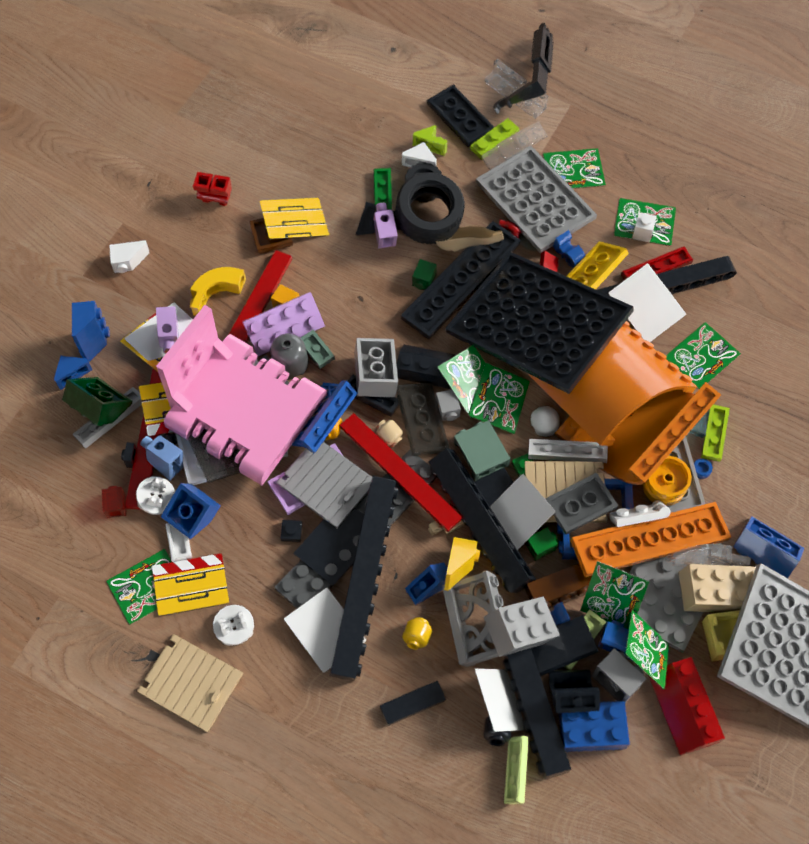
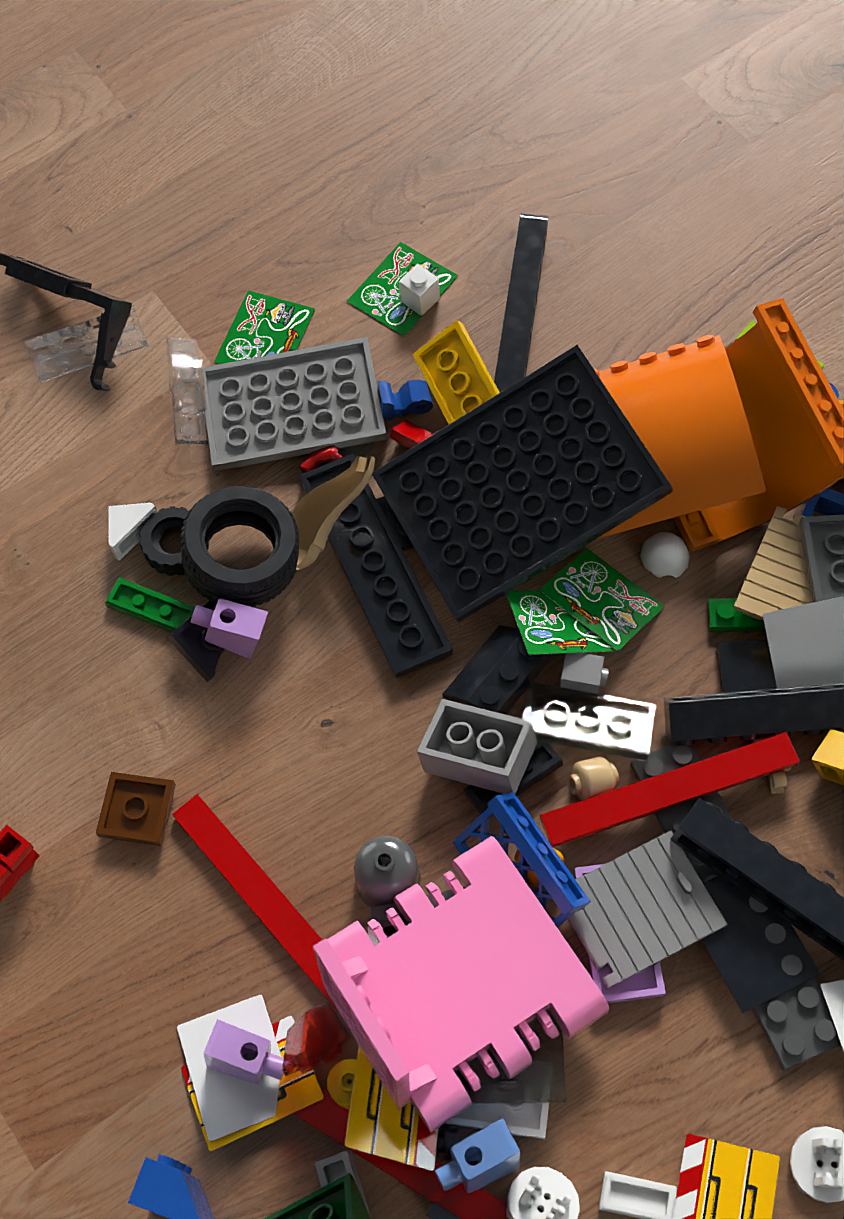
camera: 60 degrees left, 0 degrees up
(127, 255) = (46, 1071): white slope -> none
(190, 510) = (598, 1154): blue slope -> none
(215, 281) = (179, 934): yellow arch -> none
(282, 295) = (277, 835): light orange brick -> none
(291, 530) = (694, 1001): black plate -> none
(294, 218) = (128, 760): yellow sticker -> none
(294, 317) = (322, 858): lavender plate -> none
(317, 349) = (400, 822): sand green plate -> none
(424, 274) = (341, 610): dark green brick -> none
(428, 136) = (97, 501): lime slope -> none
(460, 115) = (81, 440): black tile -> none
(482, 449) = (678, 658): sand green panel -> none
(494, 137) = (152, 412): lime plate -> none
(567, 451) = (732, 546): white plate -> none
(652, 303) = (538, 335): white sticker -> none
(669, 261) = (485, 306): red tile -> none
(703, 355) = (648, 316): green sticker -> none

